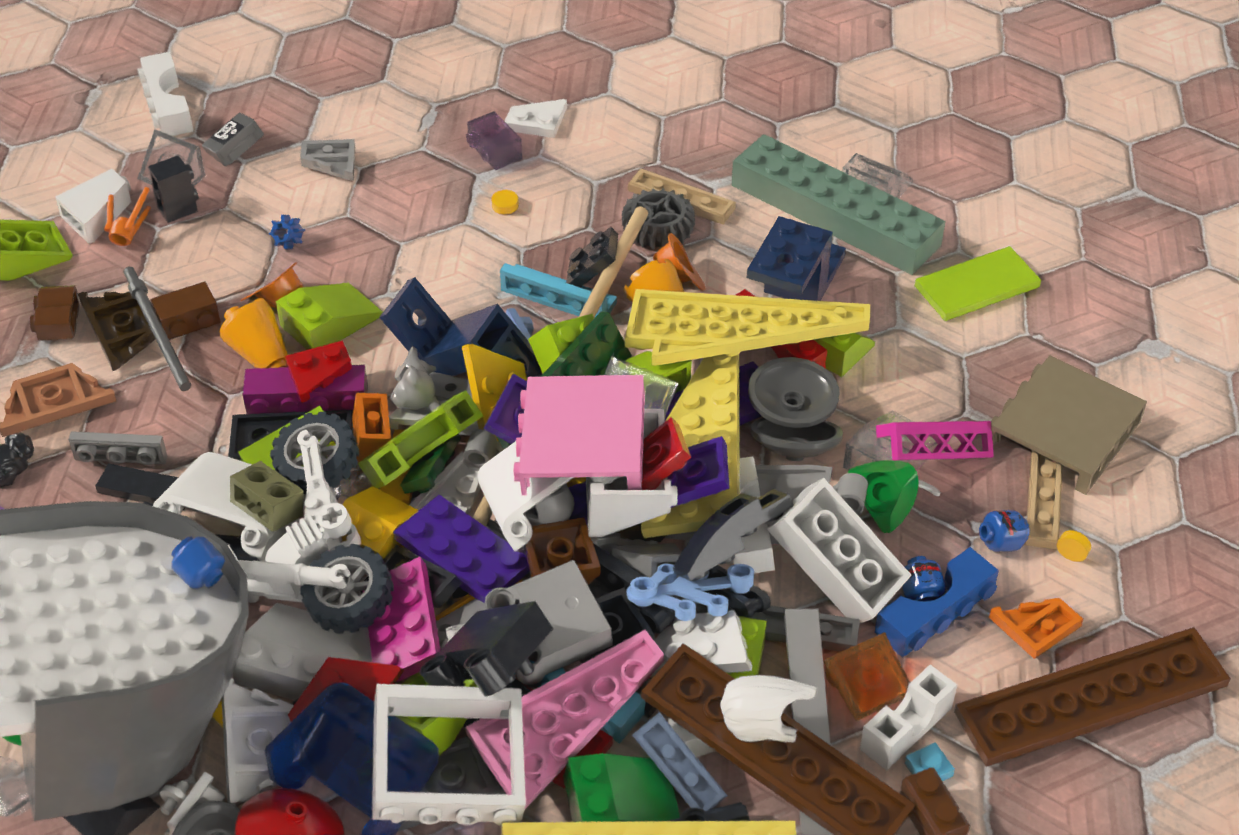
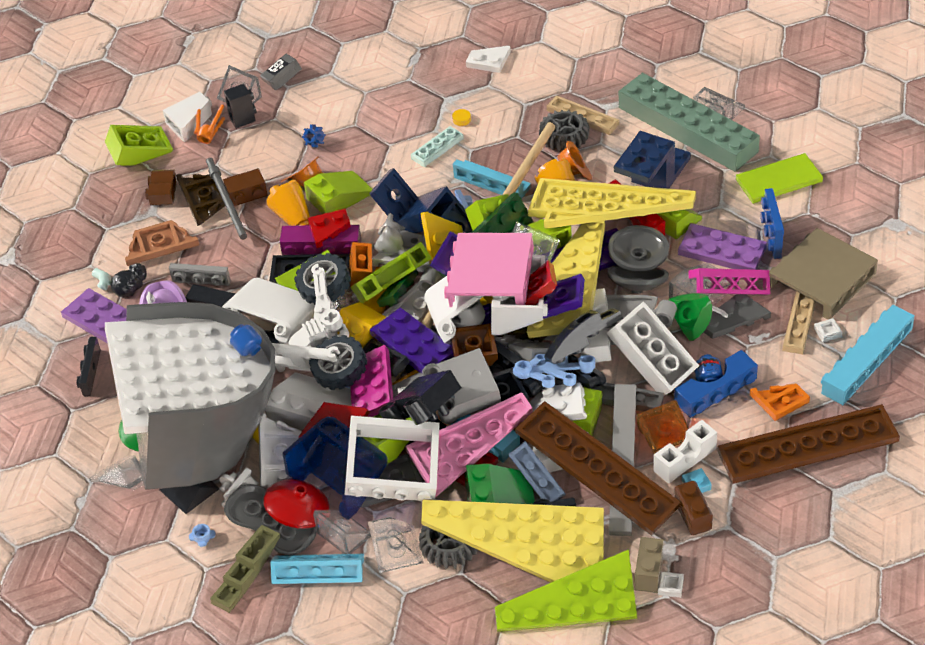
camera: 10 degrees right, 0 degrees up
(58, 483) = (162, 292): none -> lavender hat
(167, 110) = (238, 51): white arch -> none
(266, 496) = (290, 304): olive brick -> none
(330, 157) = (345, 84): light grey wing -> none
(472, 245) = (437, 146): none -> light aqua tile
(494, 140) = (457, 74): clear purple brick -> none
(593, 258) = (515, 157): black plate -> none
(755, 706) = (584, 437): white hair -> none
(911, 388) = (722, 248): none -> medium lavender plate
(958, 486) = (740, 311): none -> dark grey wing
(985, 350) = (773, 224): none -> blue plate
(1004, 530) = (767, 340): blue head -> none
(1074, 546) = (812, 351): yellow tile -> none
(1088, 511) = (828, 330): none -> white tile
(1155, 548) = (867, 354): none -> medium azure brick

